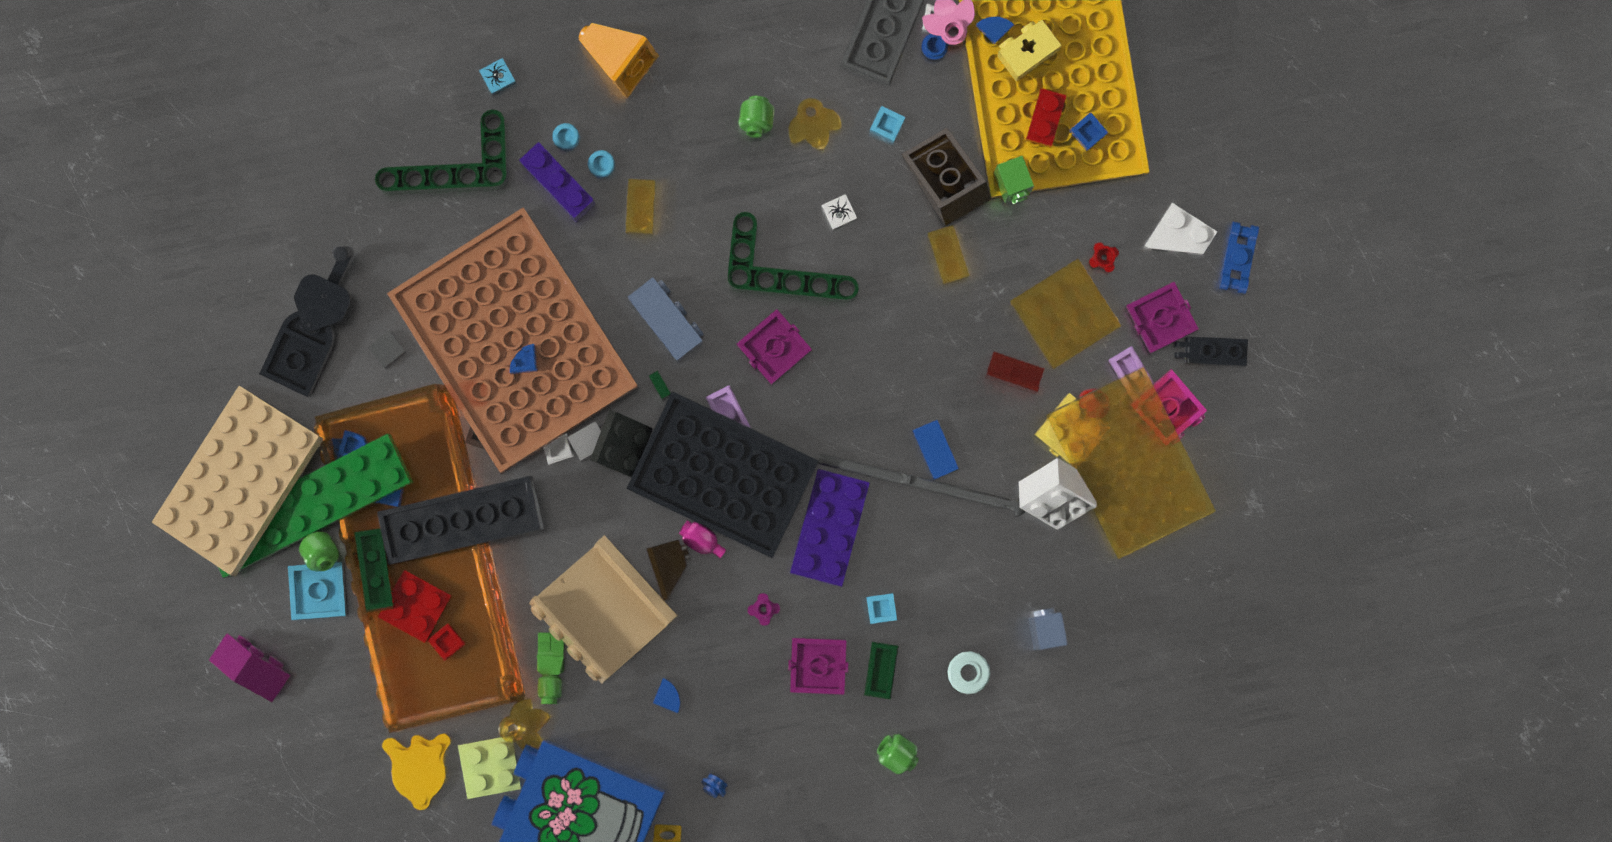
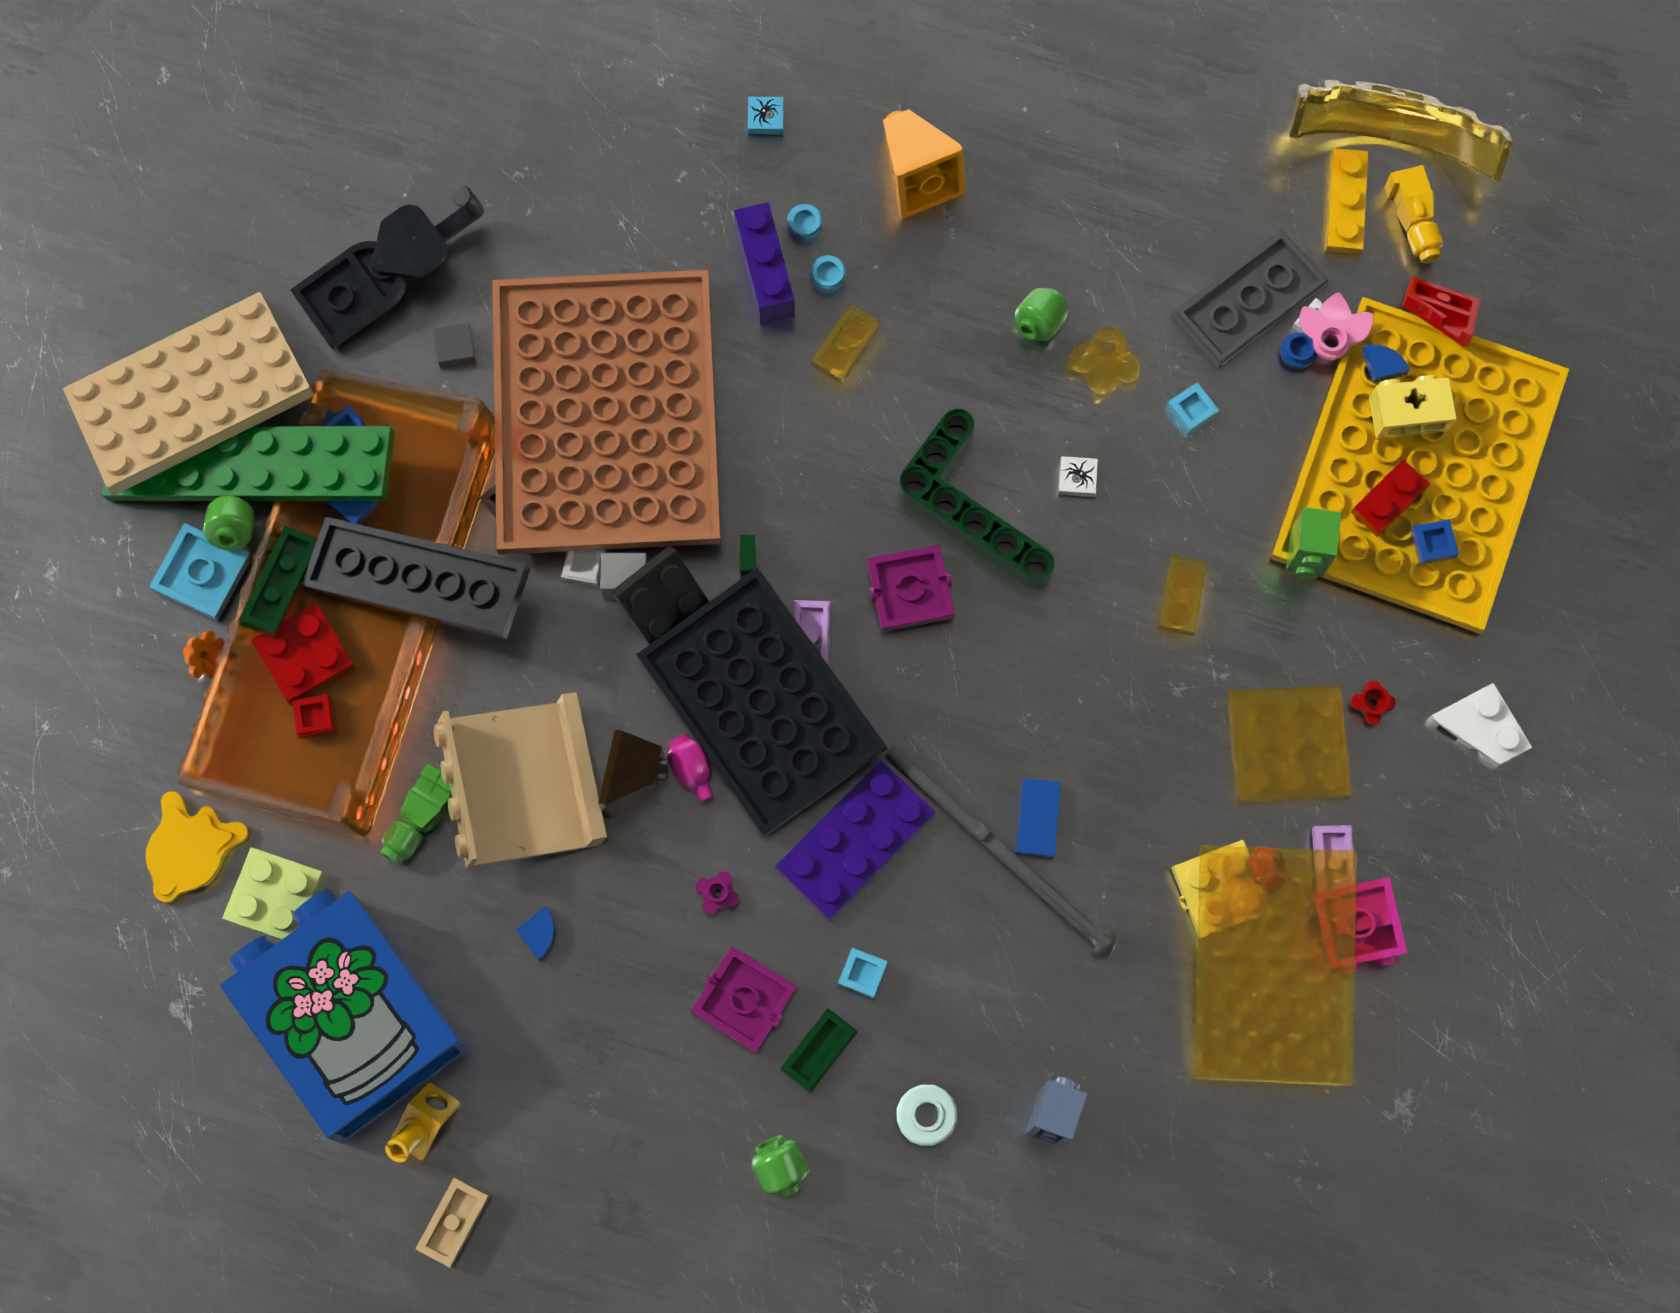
camera: 30 degrees right, 10 degrees down
(249, 667) = (60, 609): magenta brick -> none
(352, 643) = (202, 654): none -> orange plant
(456, 171) = (655, 189): dark green beam -> none
(525, 360) = (604, 437): blue tile -> none
(526, 722) = (350, 866): clear yellow plate -> none
(666, 319) = (801, 485): sand blue brick -> none
(714, 786) = (529, 1075): blue plate -> none
(947, 176) = (1232, 505): dark brown slope -> none
(1014, 373) = (1186, 779): clear red panel -> none
(1055, 494) = (1159, 952): white slope -> none
(1162, 317) = (1407, 812): magenta plate -> none
(1213, 351) = (1450, 890): black hinge -> none
(1238, 257) = (1542, 793): blue plate -> none

